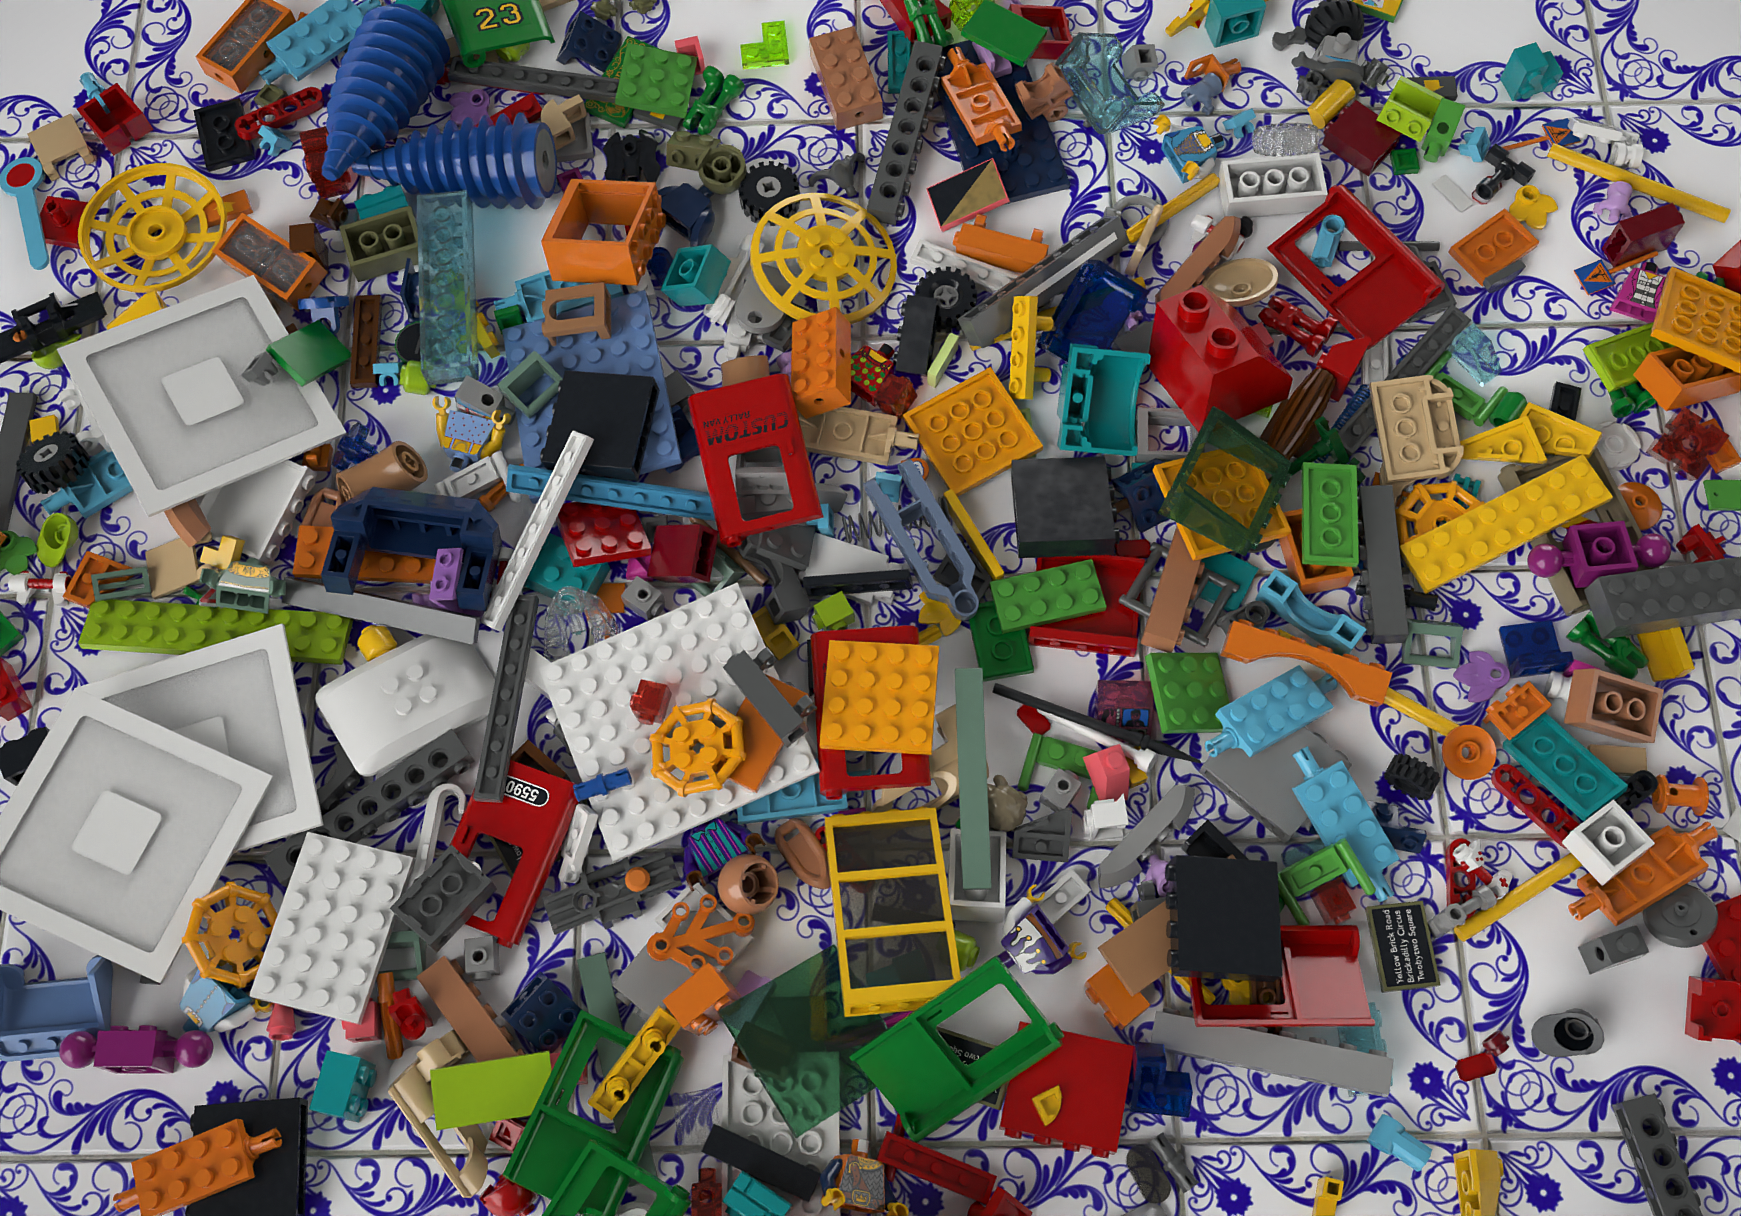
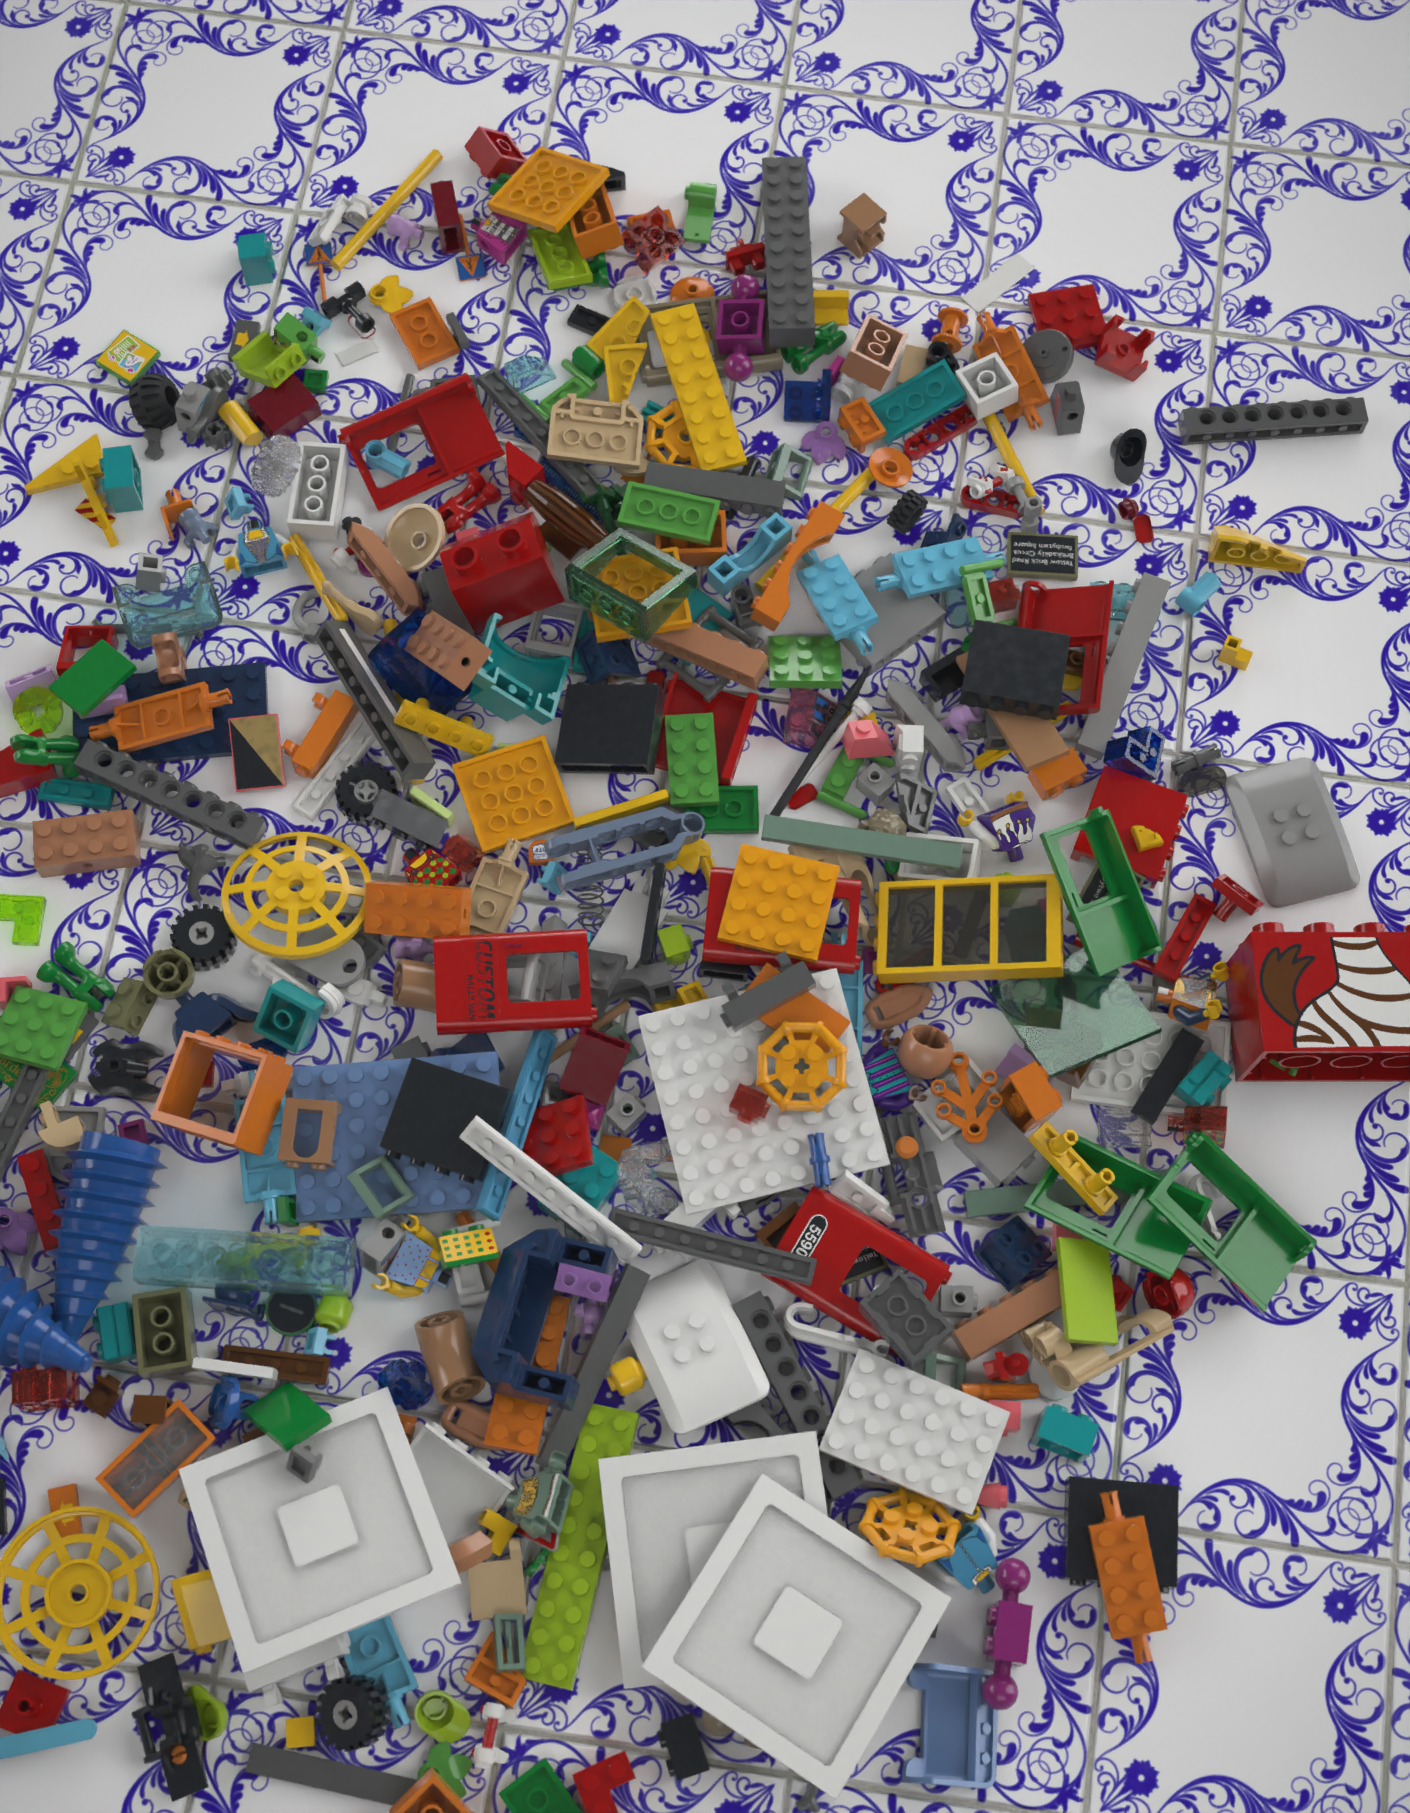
camera: 85 degrees left, 0 degrees up
(352, 304) = (234, 1368): none -> white tile
(476, 469) = (467, 1247): none -> slope
(1099, 321) = (447, 650): none -> nougat brick

